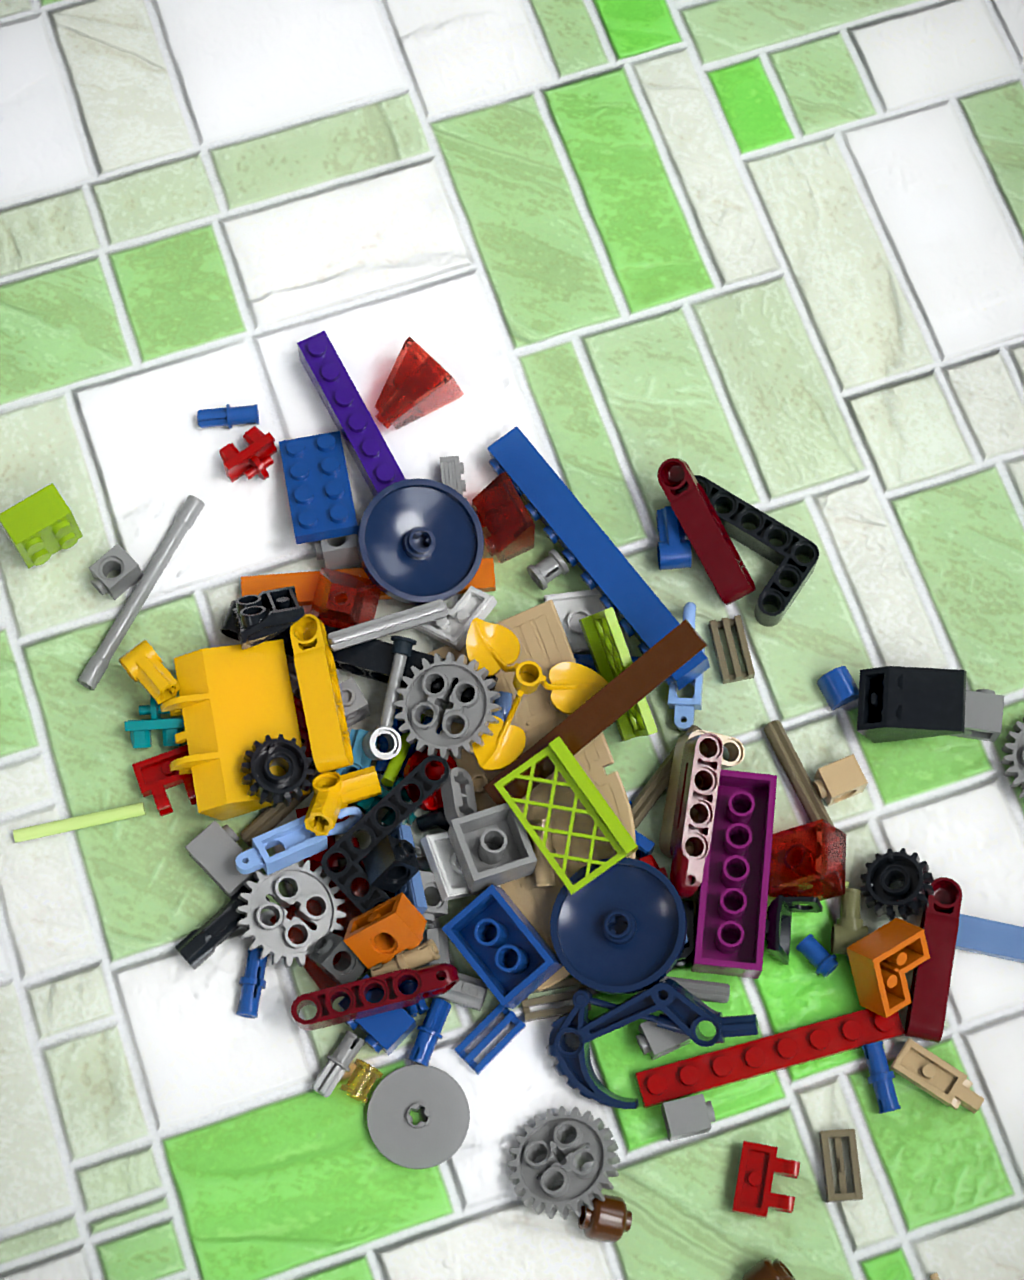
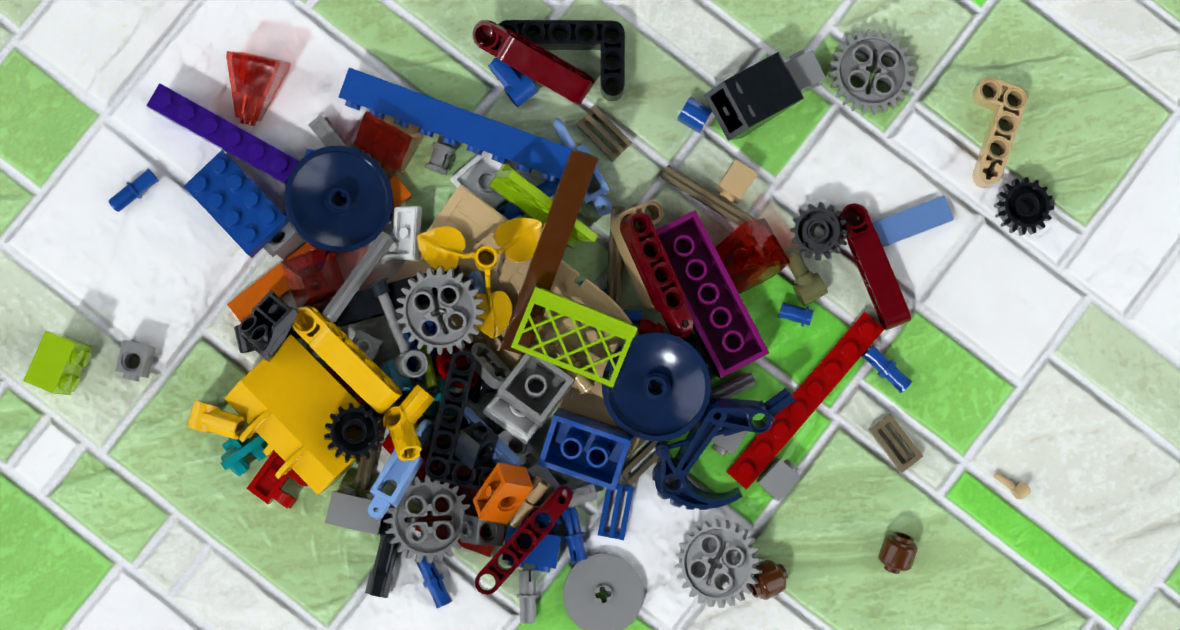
camera: 40 degrees left, 15 degrees up
(79, 822) = (237, 550): yellowish green bar -> none
(99, 662) = (170, 430): light grey piece -> none
(252, 459) = (174, 203): red hips -> none
(361, 1081) = (550, 597): clear yellow bush -> none
(755, 1181) = (847, 489): red plate -> none
(779, 923) = (759, 310): black piece -> none
(881, 964) = (844, 293): orange brick -> none
(935, 1077) = (921, 345): tan hinge -> none

